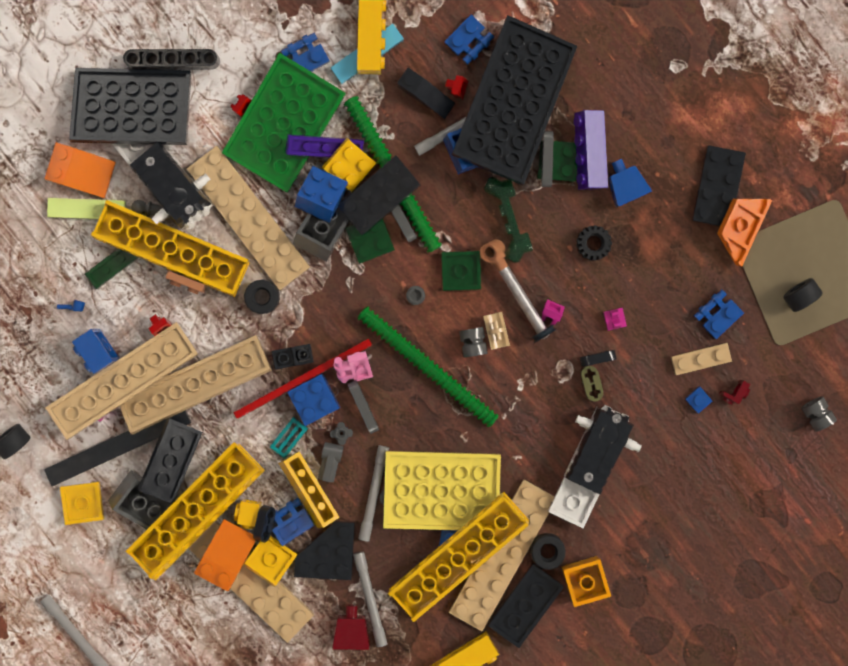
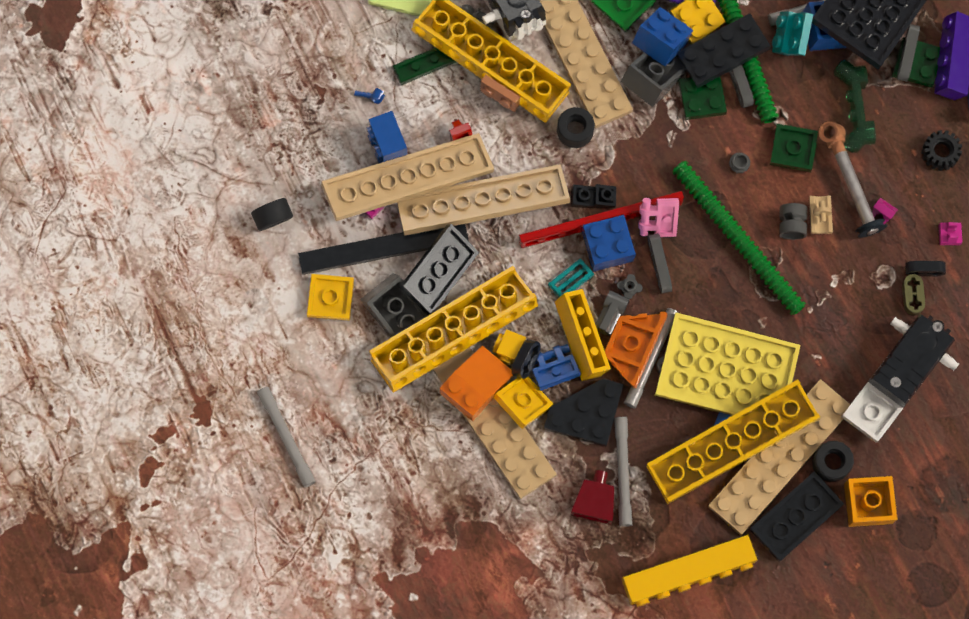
camera: 10 degrees right, 15 degrees down
(355, 486) = (633, 344): none -> orange wing
(438, 165) = (792, 33): none -> teal plate

